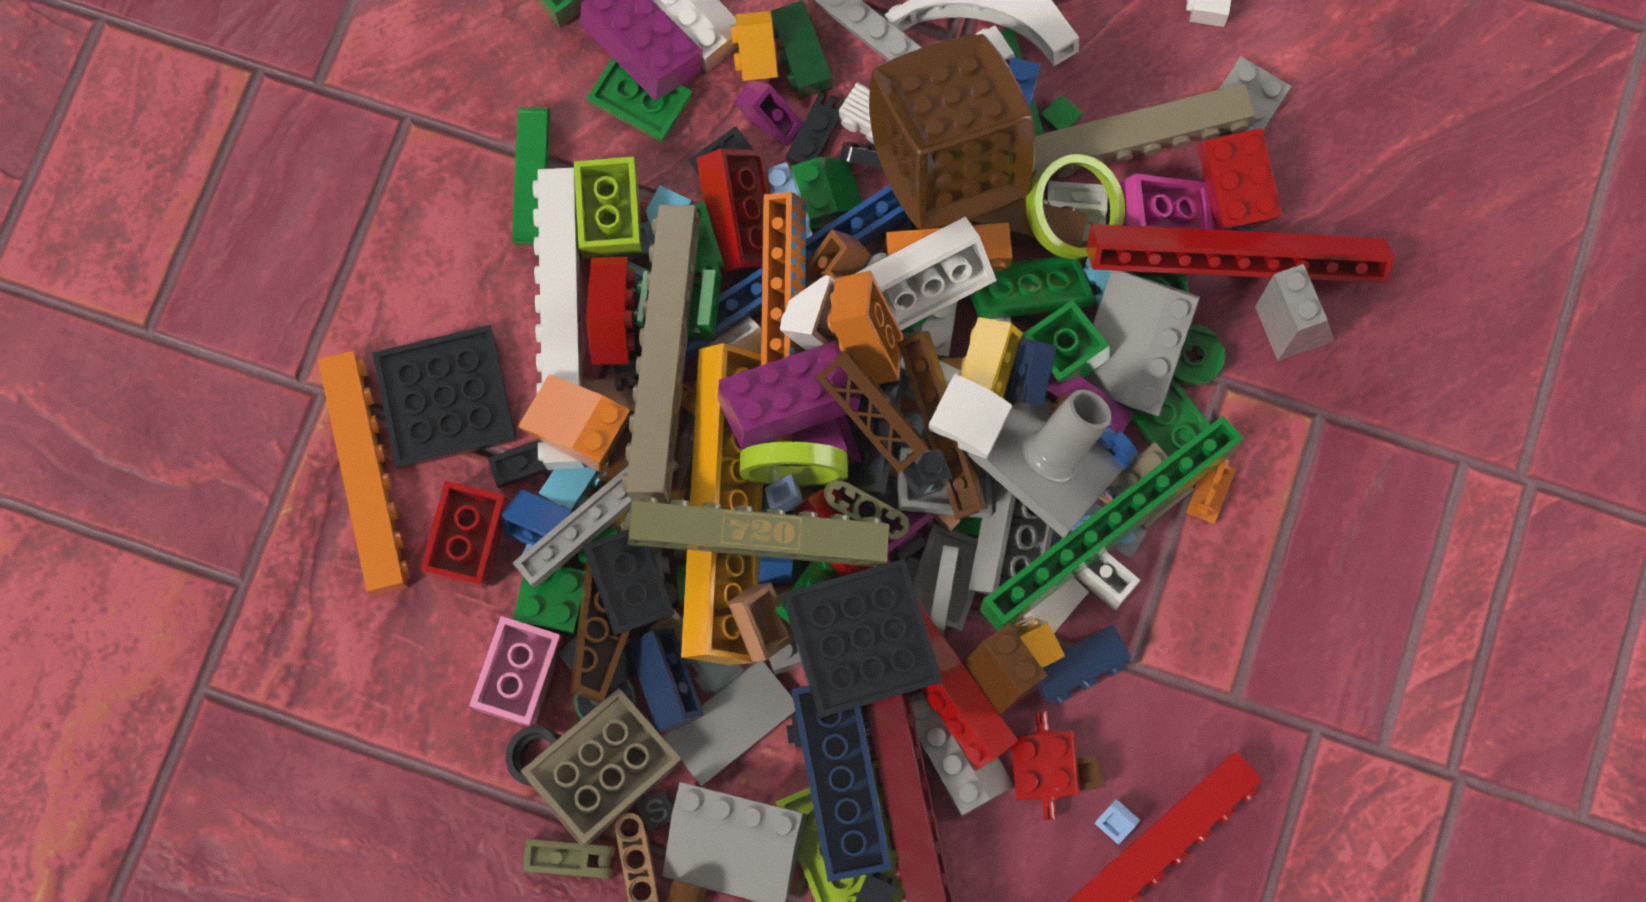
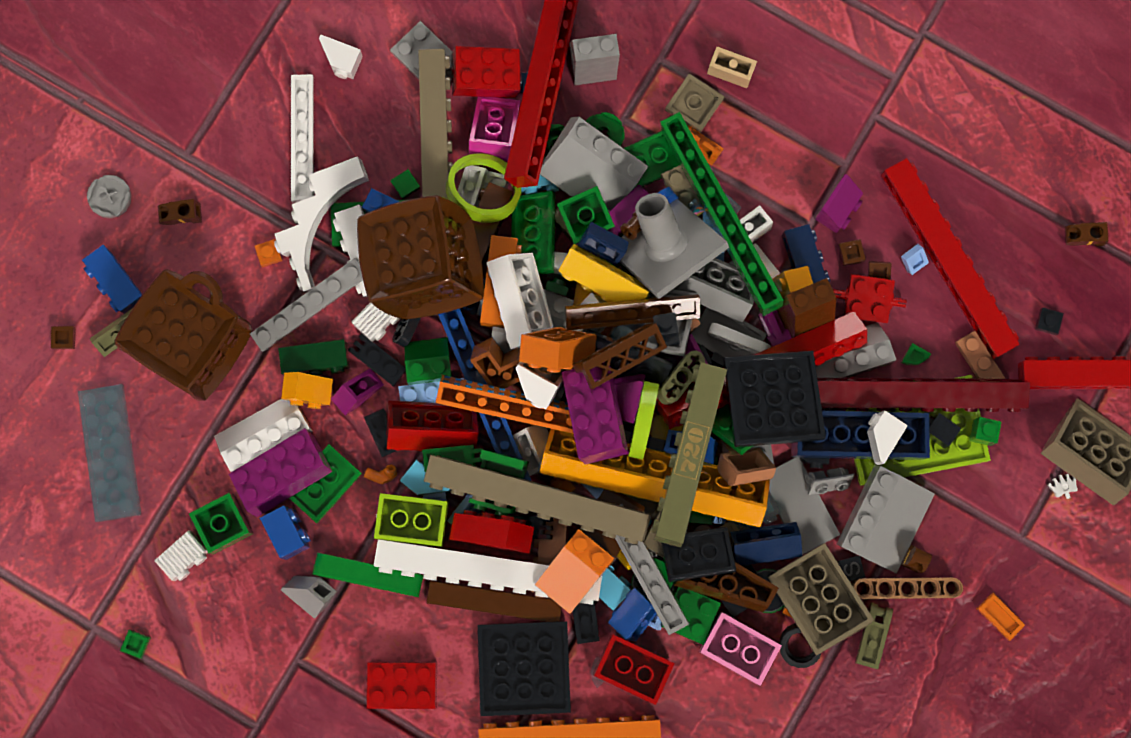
camera: 85 degrees left, 5 degrees up
(395, 246) = (401, 685): none -> red brick
(493, 108) = (309, 593): none -> light grey slope
(523, 335) = (493, 602): none -> reddish brown tile
(565, 60) = (285, 532): none -> blue brick
(663, 167) = (383, 476): none -> orange arm
(776, 768) = (837, 479): none -> light grey hinge
(784, 494) = (659, 434): light blue plate -> none
(844, 804) = (883, 435): none -> white slope
(960, 332) = (558, 286): none -> dark green plate
(970, 416) = (634, 290): white slope -> none
(970, 638) = (774, 328): none -> magenta piece
(978, 849) = (915, 355): none -> green tile
(1106, 729) = (851, 252): none -> reddish brown plate
(1170, 697) = (840, 204): none -> magenta slope
(1269, 470) = (695, 102): none -> dark tan plate
(1333, 508) = (731, 67): none -> tan brick

